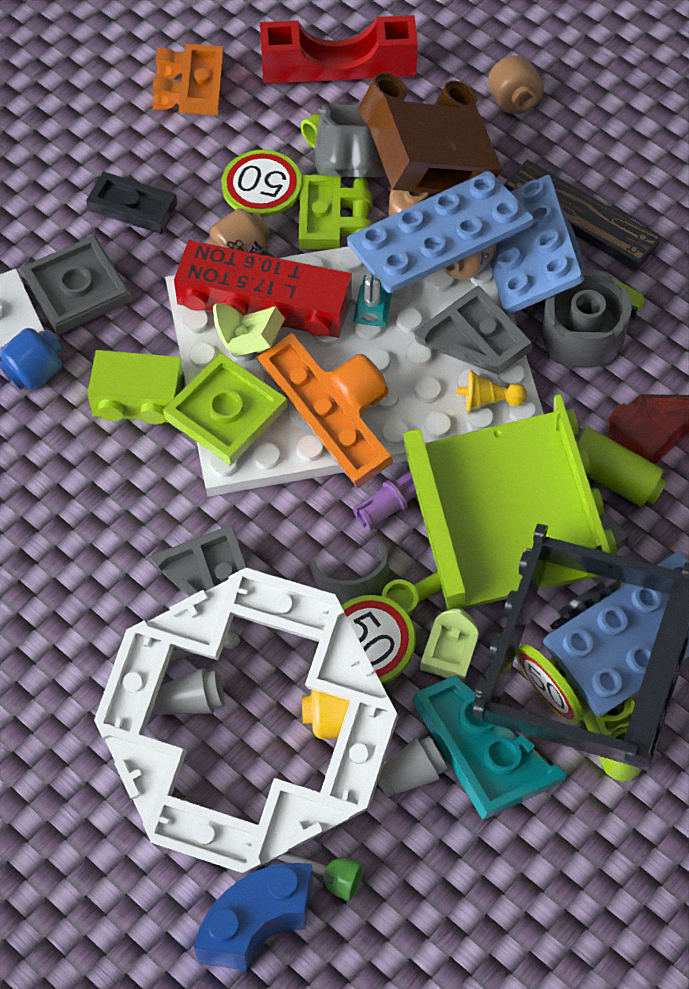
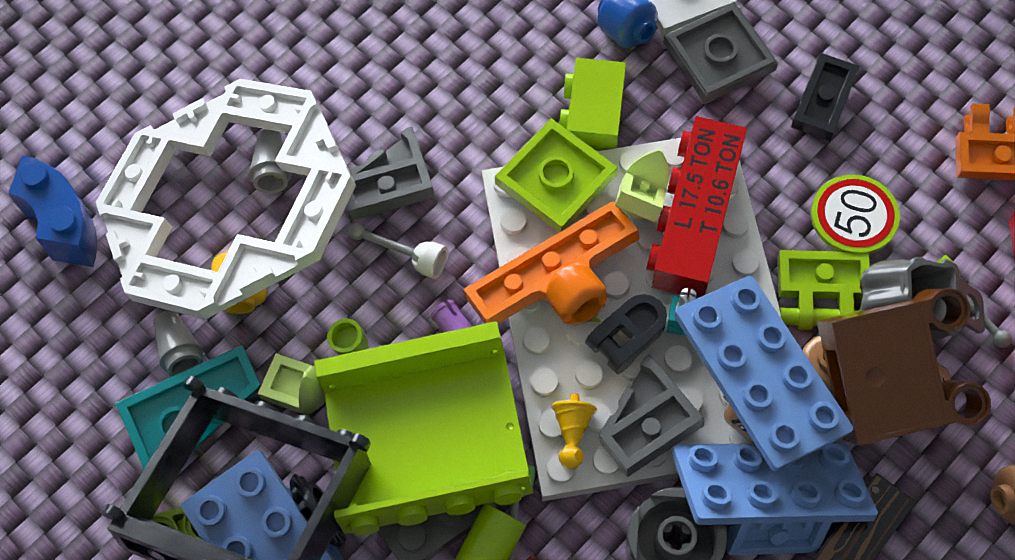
camera: 95 degrees right, 5 degrees up
(240, 232) = (779, 193): medium nougat head -> none
(306, 534) = (427, 257): none -> hinge
(340, 875) = (85, 284): bright green hinge -> none
(347, 590) = (366, 318): dark grey helmet -> none
(381, 337) = (640, 319): none -> black plate
(383, 633) = (303, 308): piece -> none
(549, 683) = (226, 455): piece -> none

